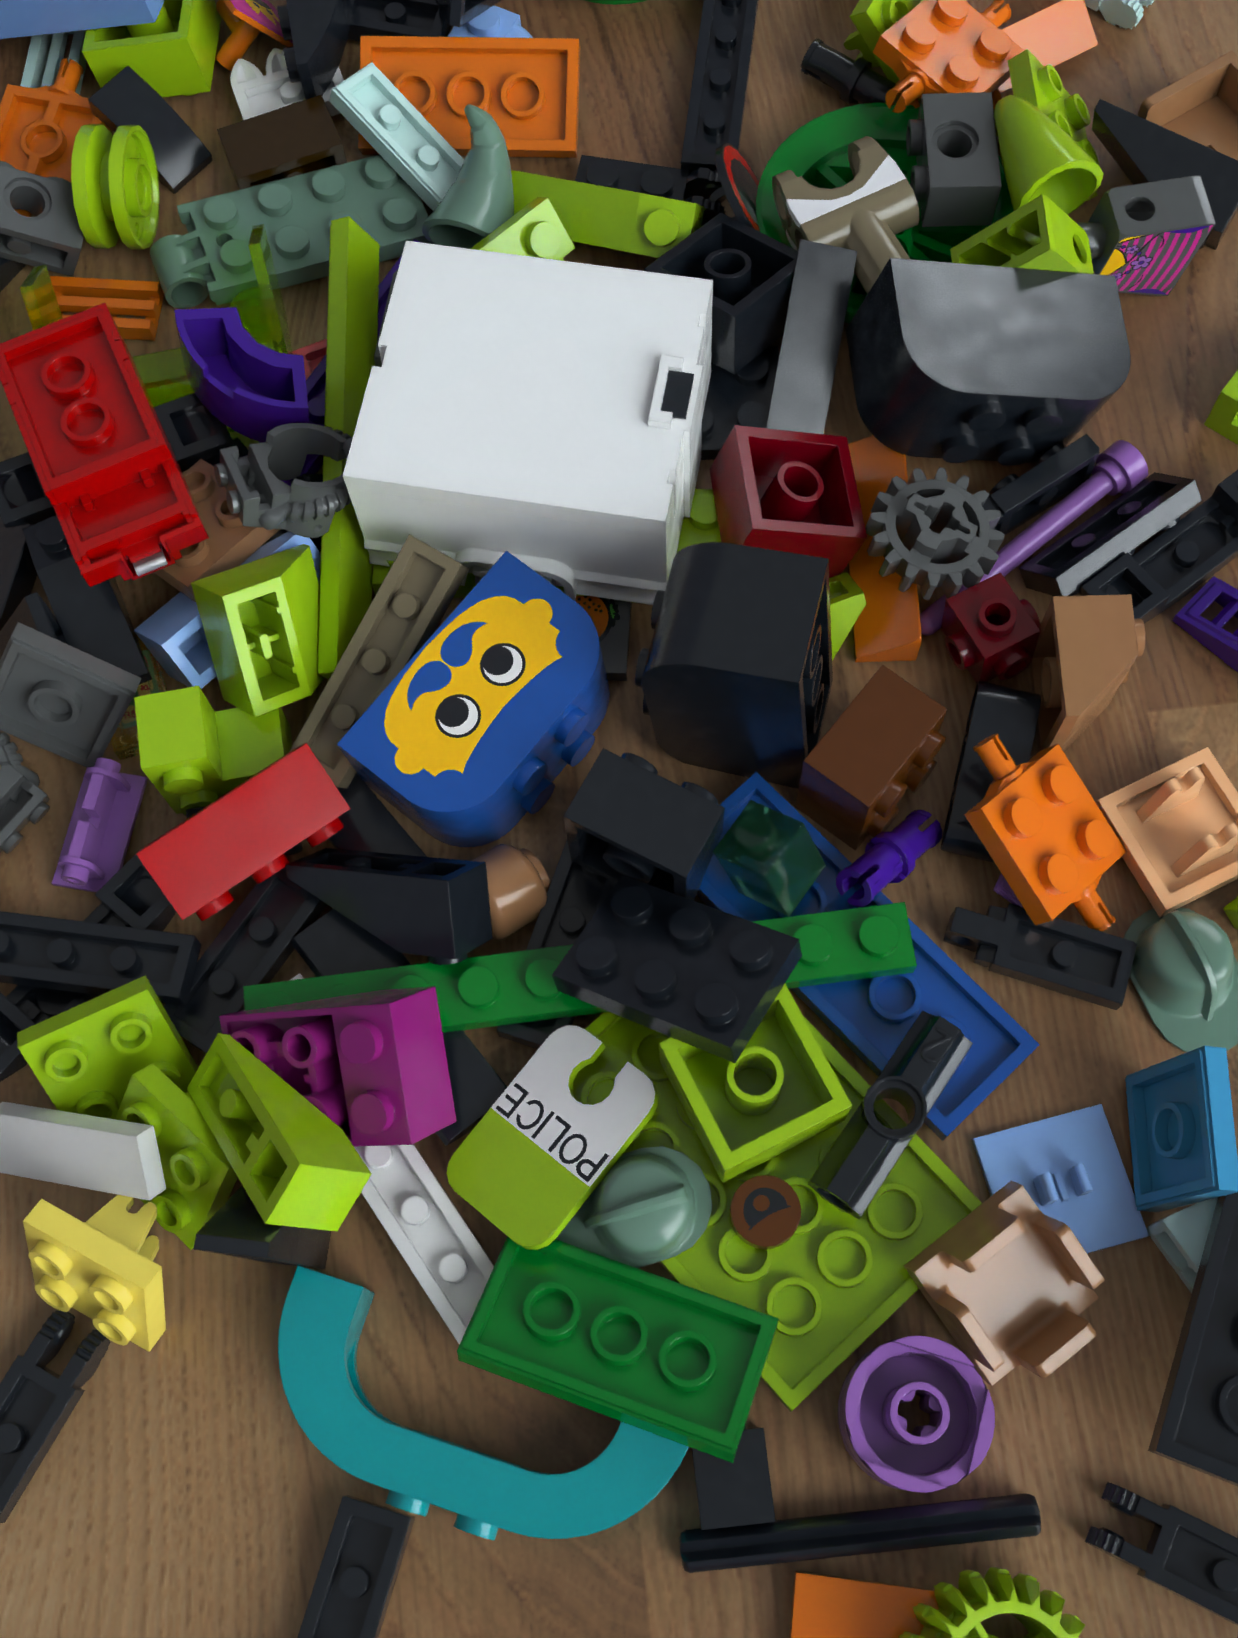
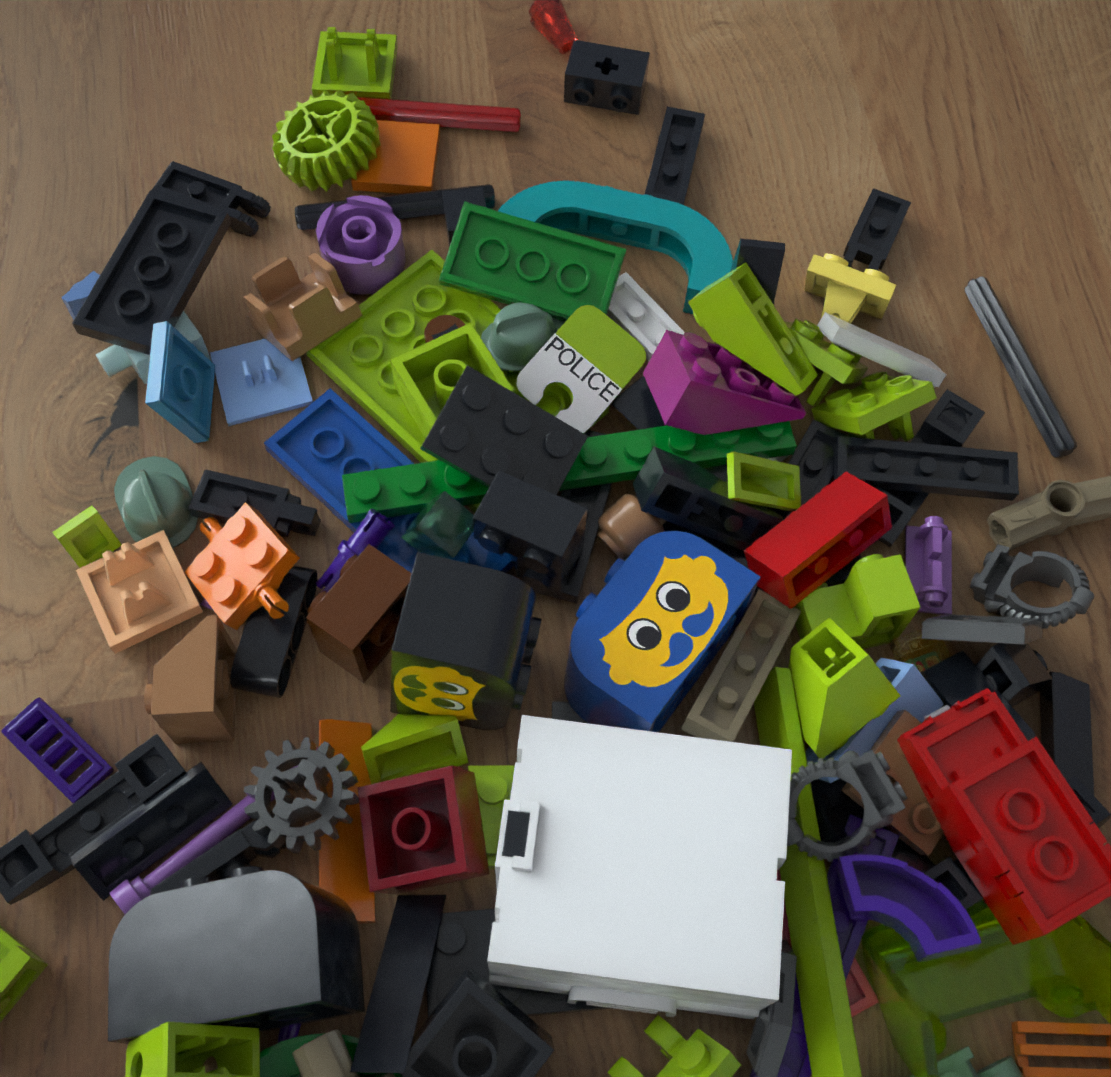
camera: 170 degrees right, 5 degrees down
(308, 919) = (763, 482): none -> lime slope
(865, 1147) = (352, 402): black piece -> none
(990, 630) = (260, 726): dark red brick -> none

